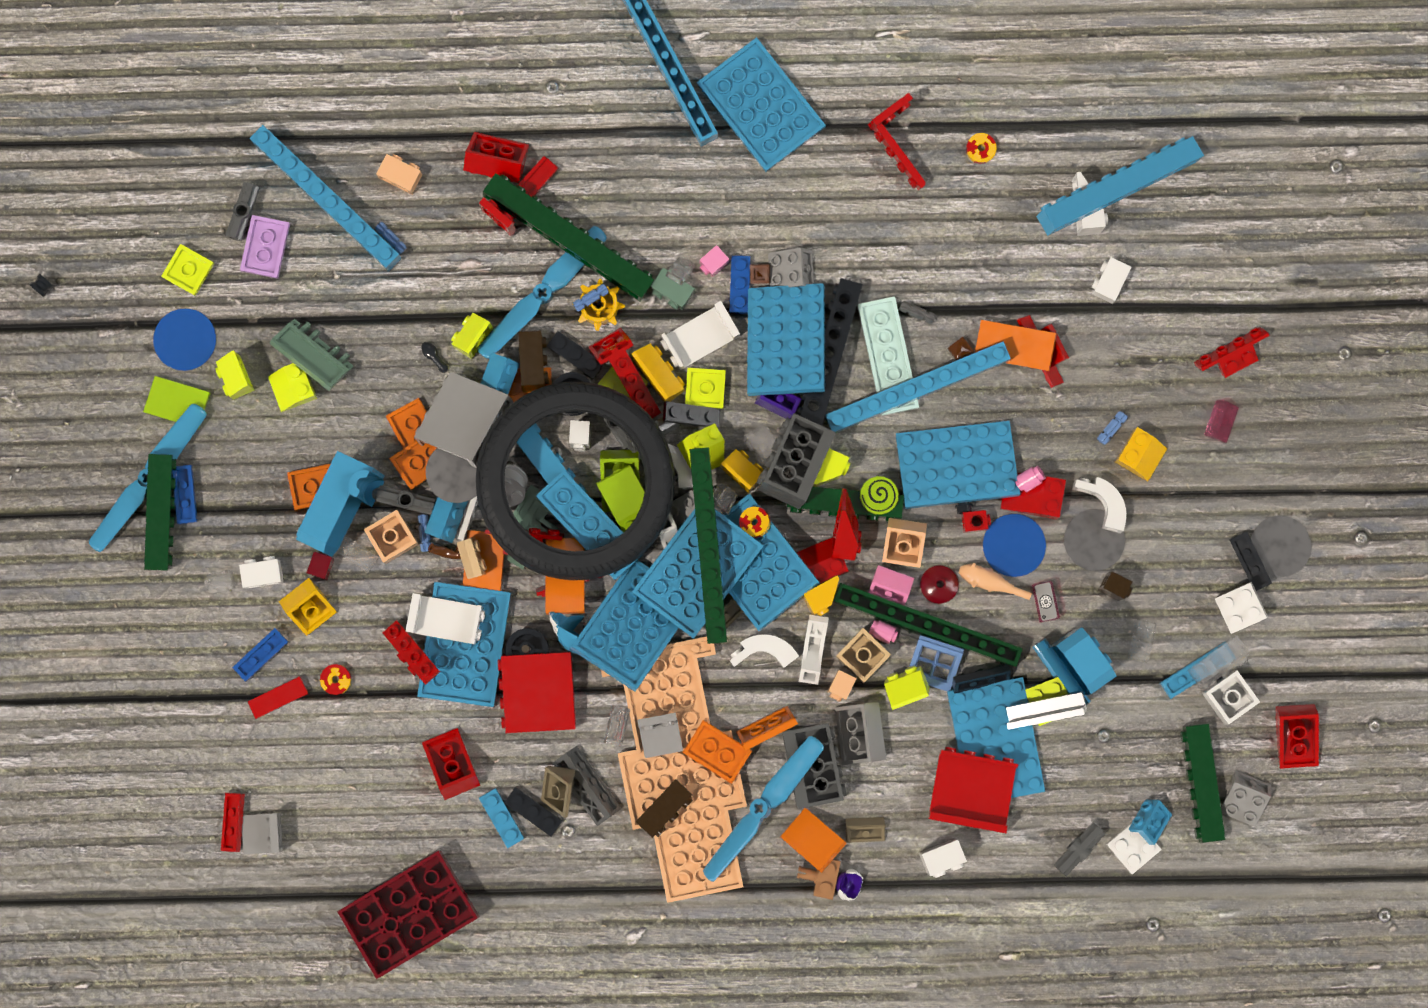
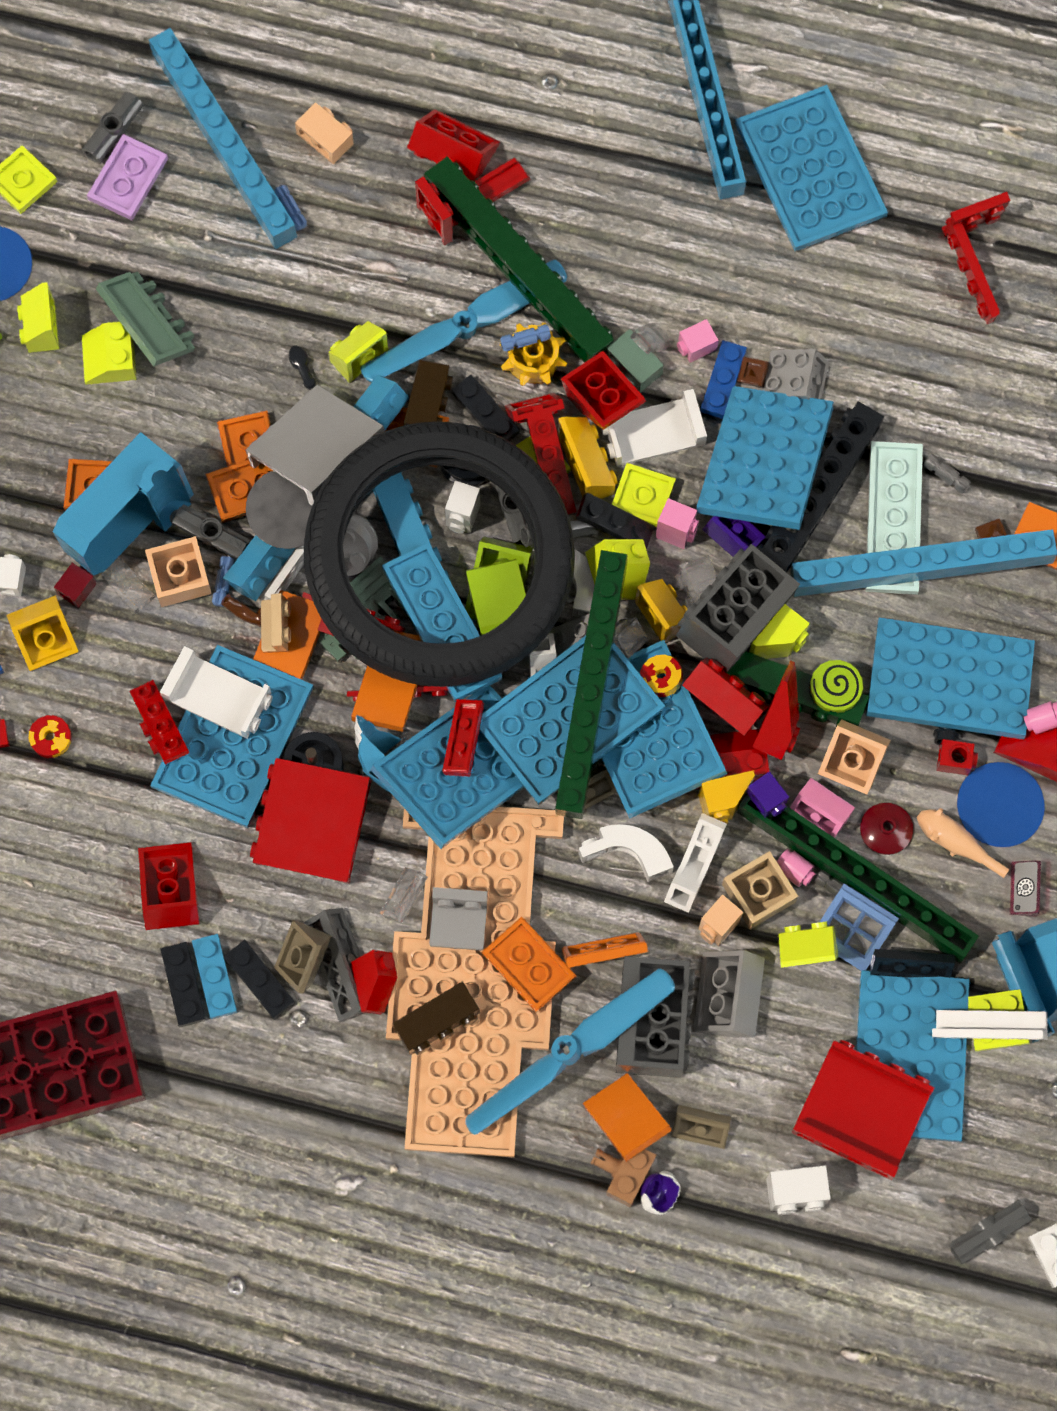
camera: 15 degrees right, 10 degrees down
(481, 829) = (183, 984): none -> black plate
(614, 792) = (374, 980): none -> red slope
(628, 607) = (463, 737): none -> red tile
(656, 322) = (601, 391): none -> red slope
(736, 405) = (677, 524): none -> bright pink brick
(803, 525) = (726, 695): none -> red slope
(852, 590) = (768, 795): none -> dark purple brick

